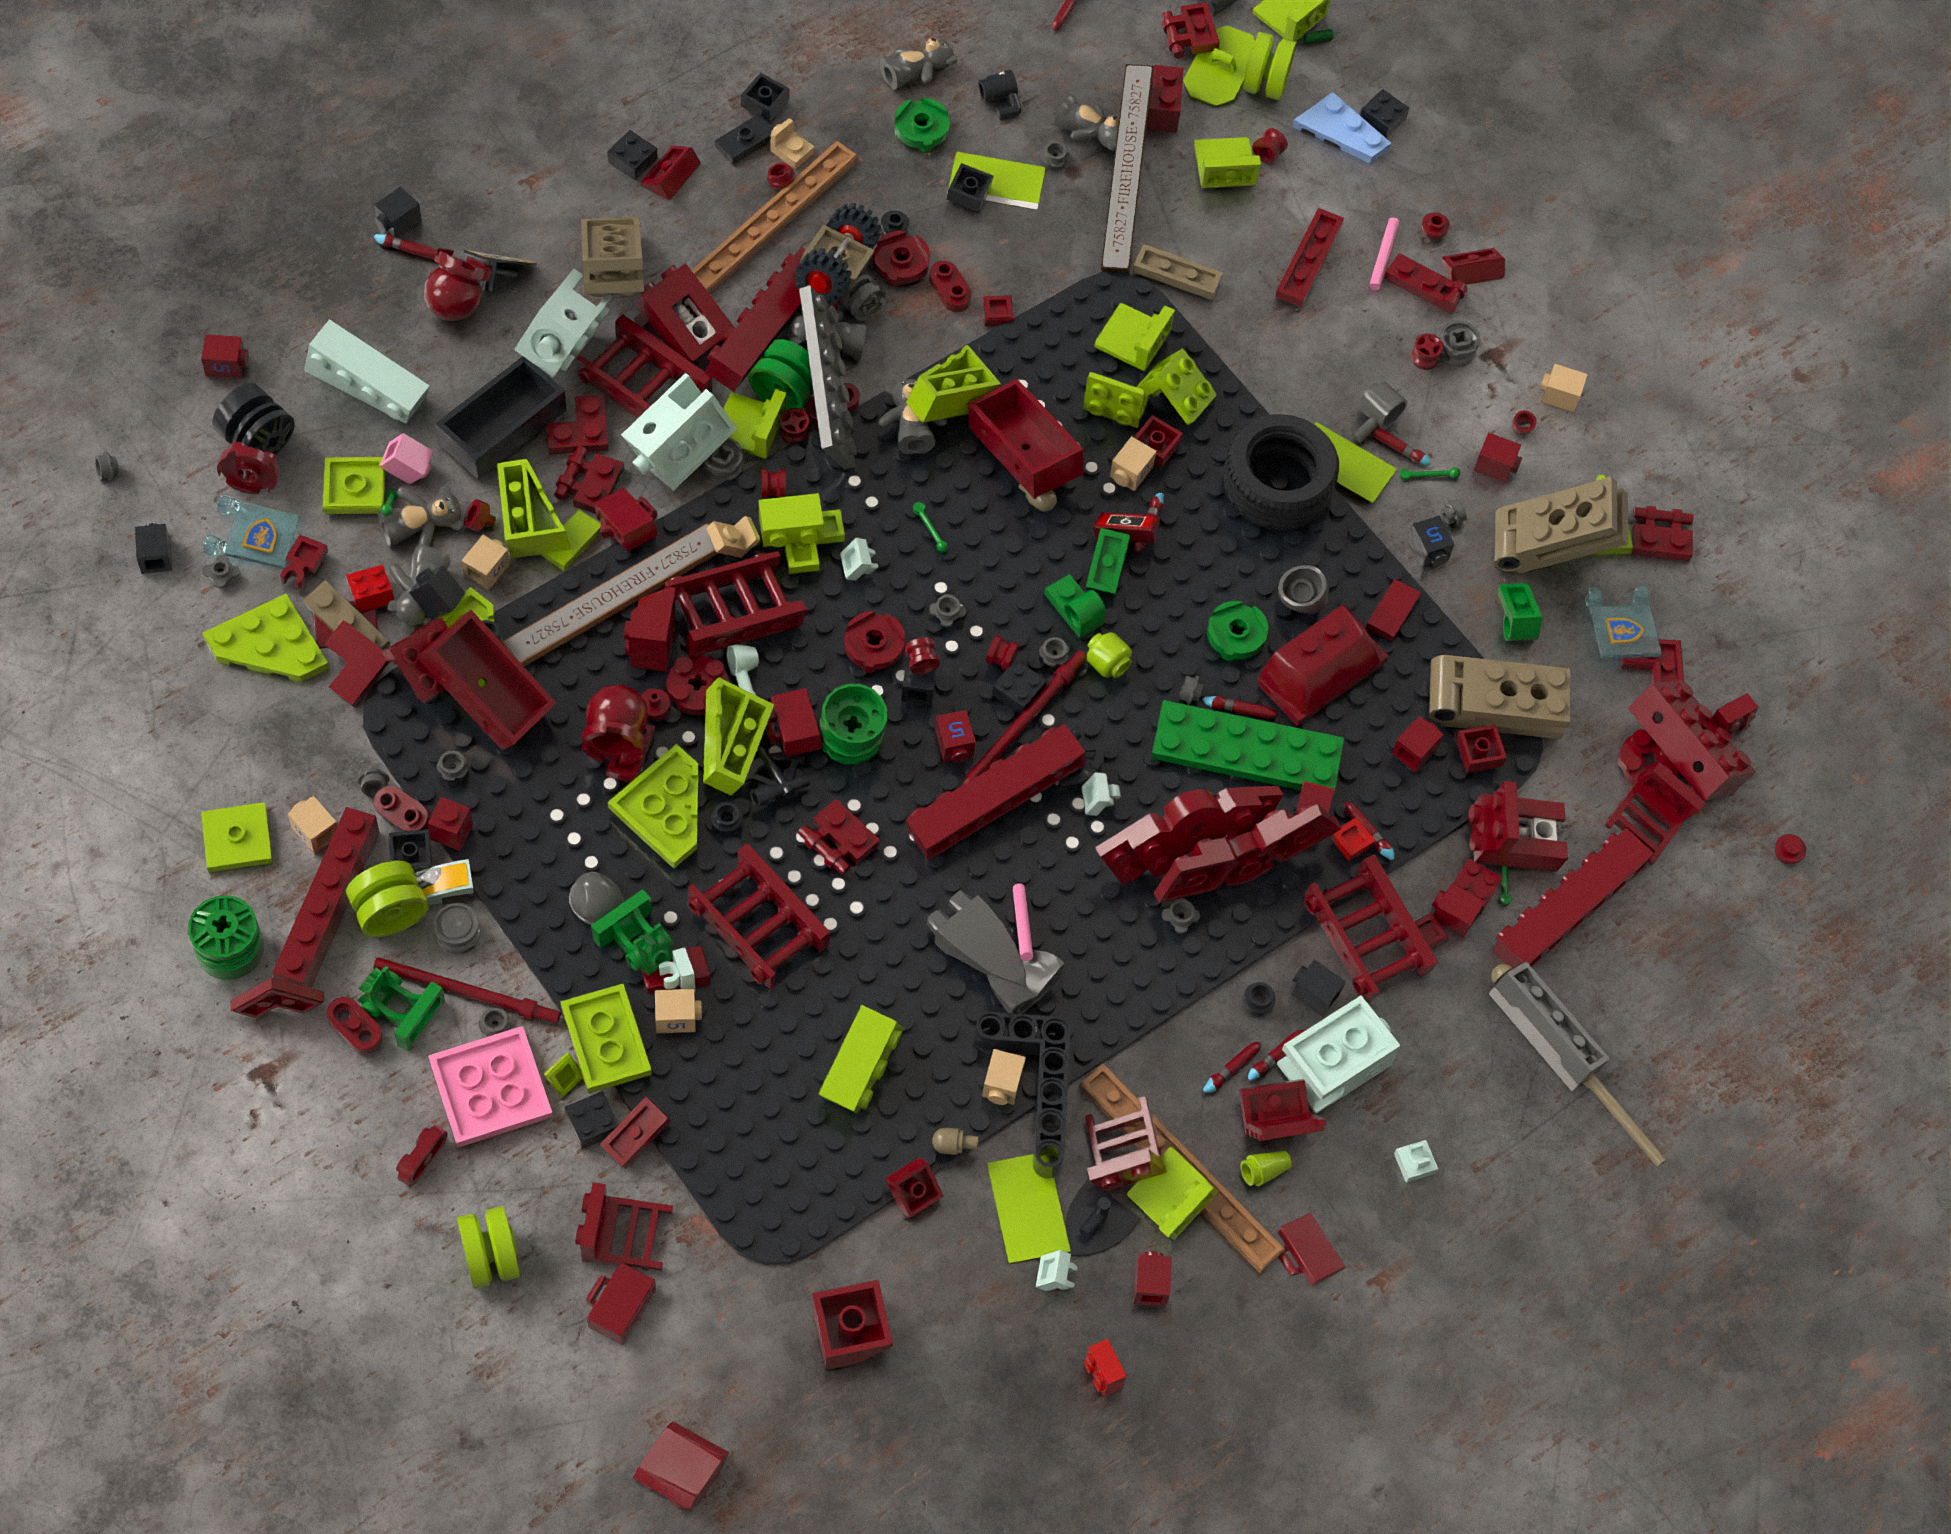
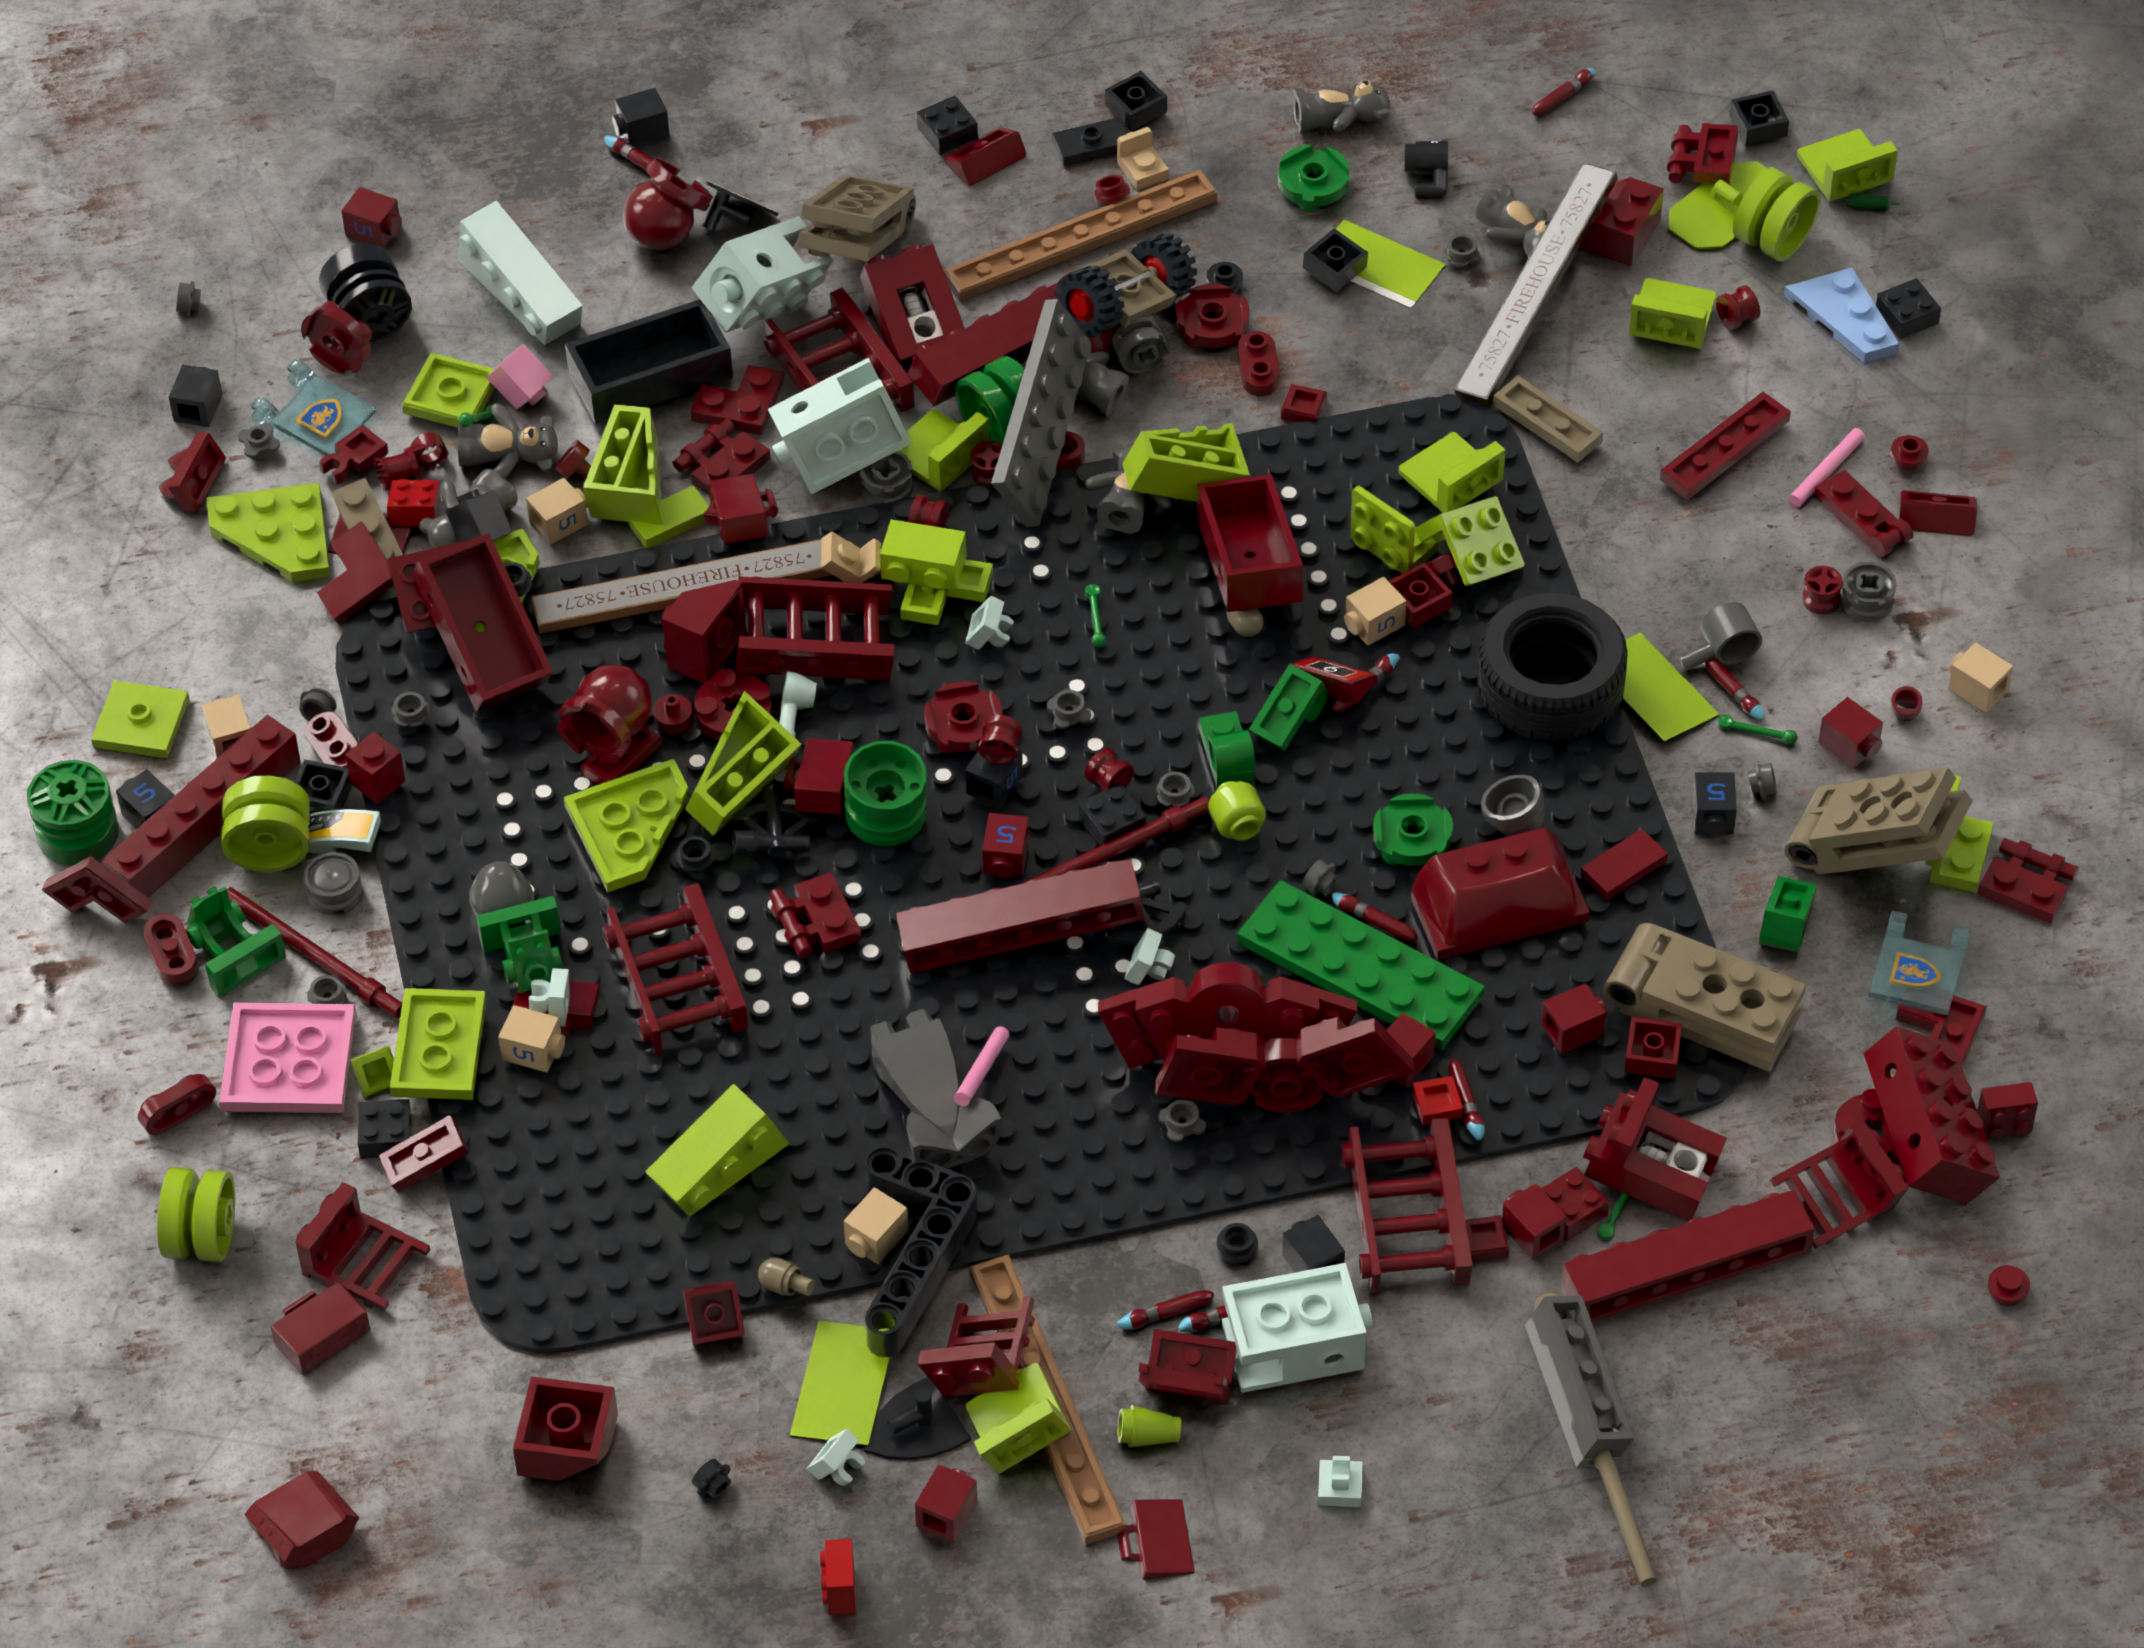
camera: 30 degrees right, 10 degrees down
(184, 608) = (194, 472): none -> dark red tile
(277, 908) = (142, 797): none -> black brick
(356, 546) = (411, 461): none -> dark red connector
(973, 1321) = (712, 1479): none -> black plate
(1164, 411) = (1444, 566): none -> dark red tile

